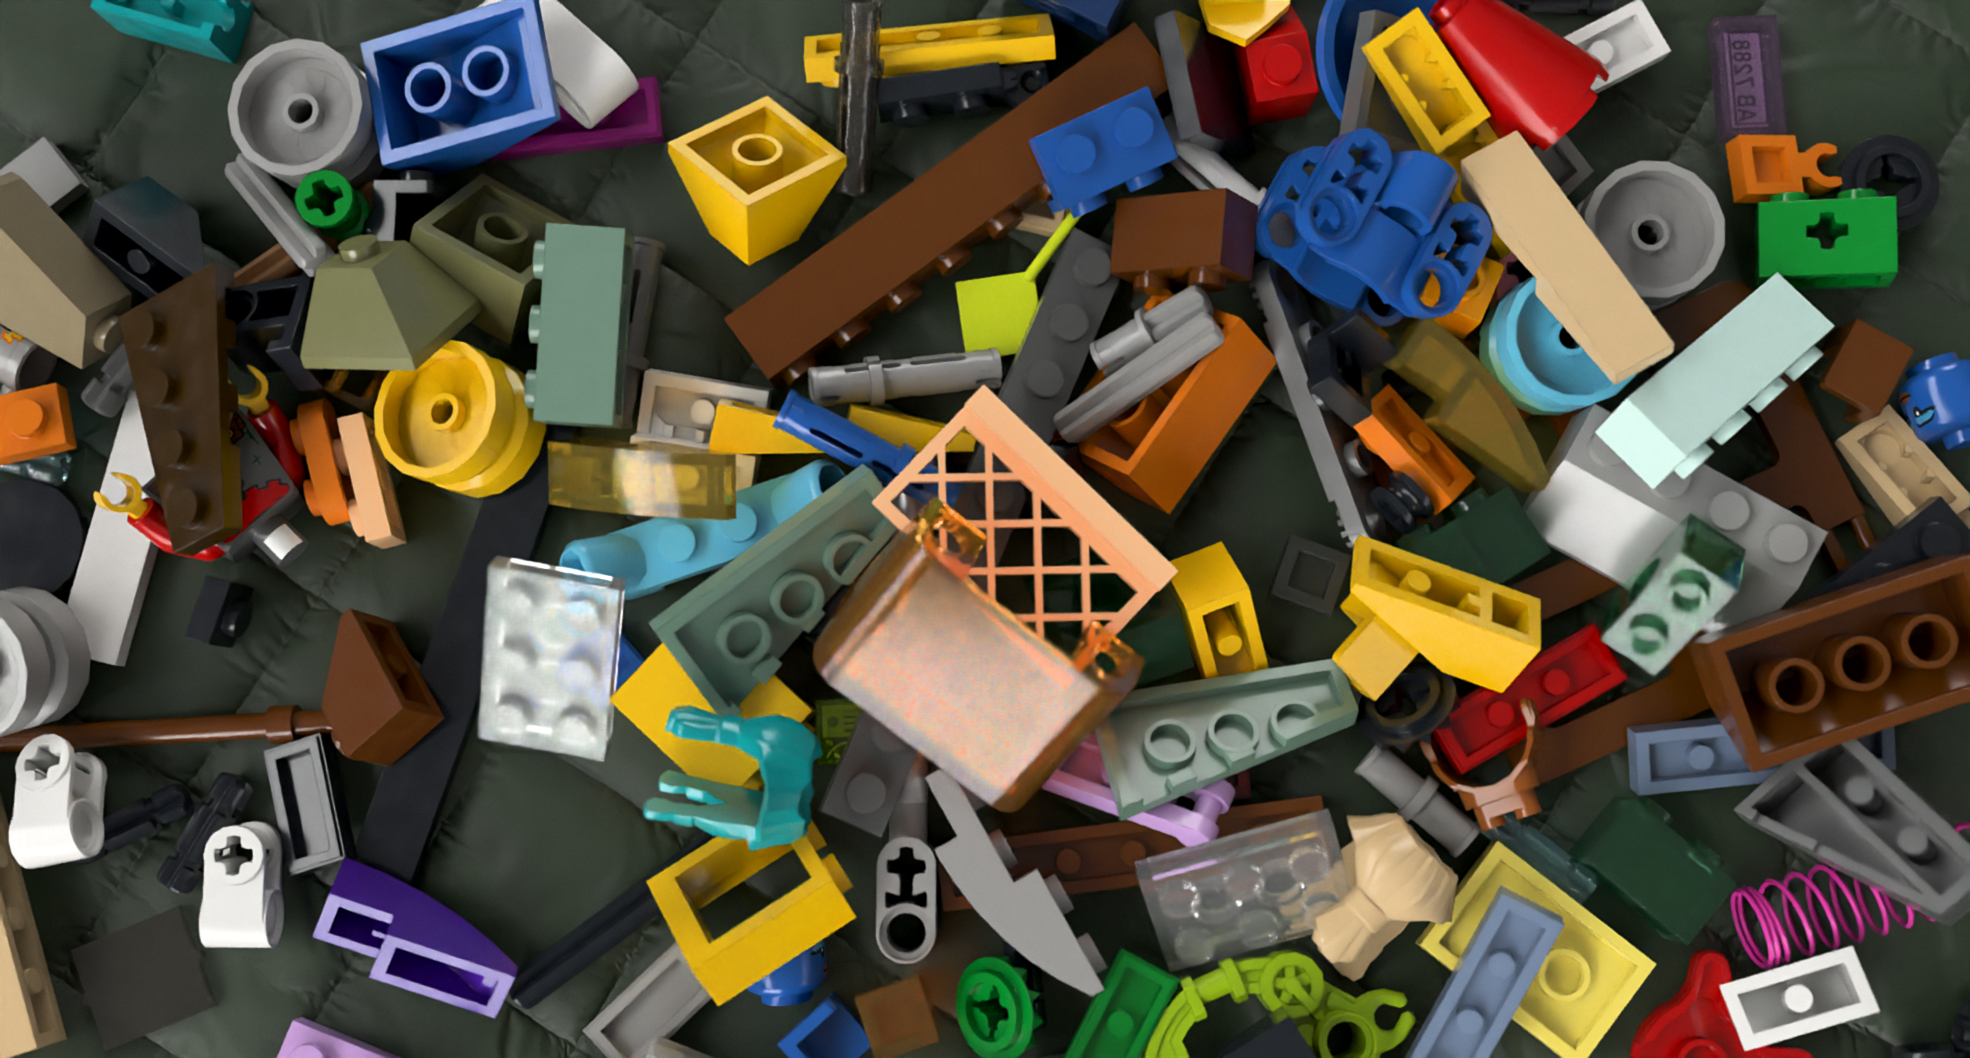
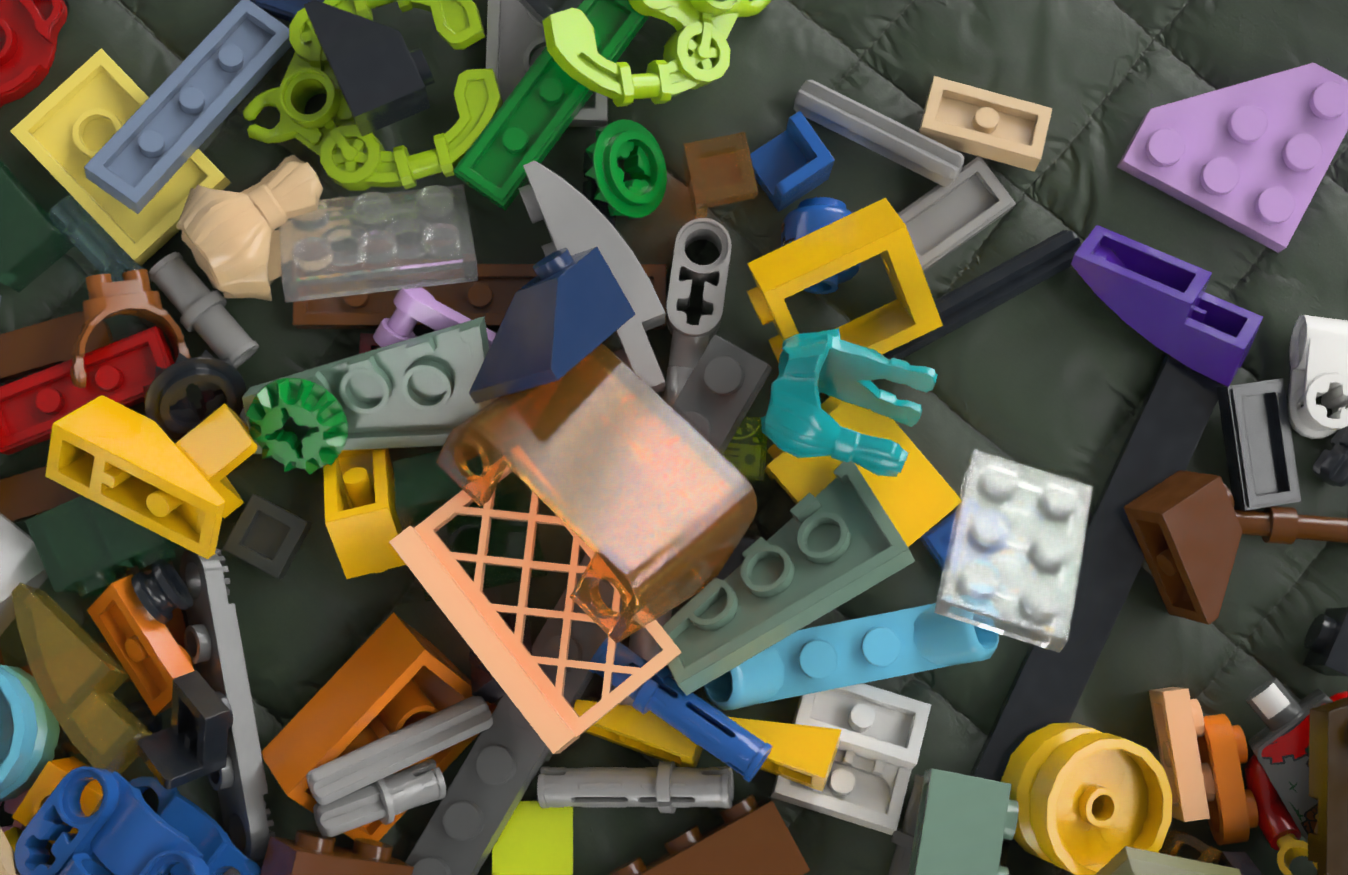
camera: 175 degrees left, 0 degrees up
(642, 478) = (908, 714): clear yellow slope -> none
(1045, 814) = (552, 324): none -> dark blue slope
(1286, 705) = (308, 406): none -> green gear

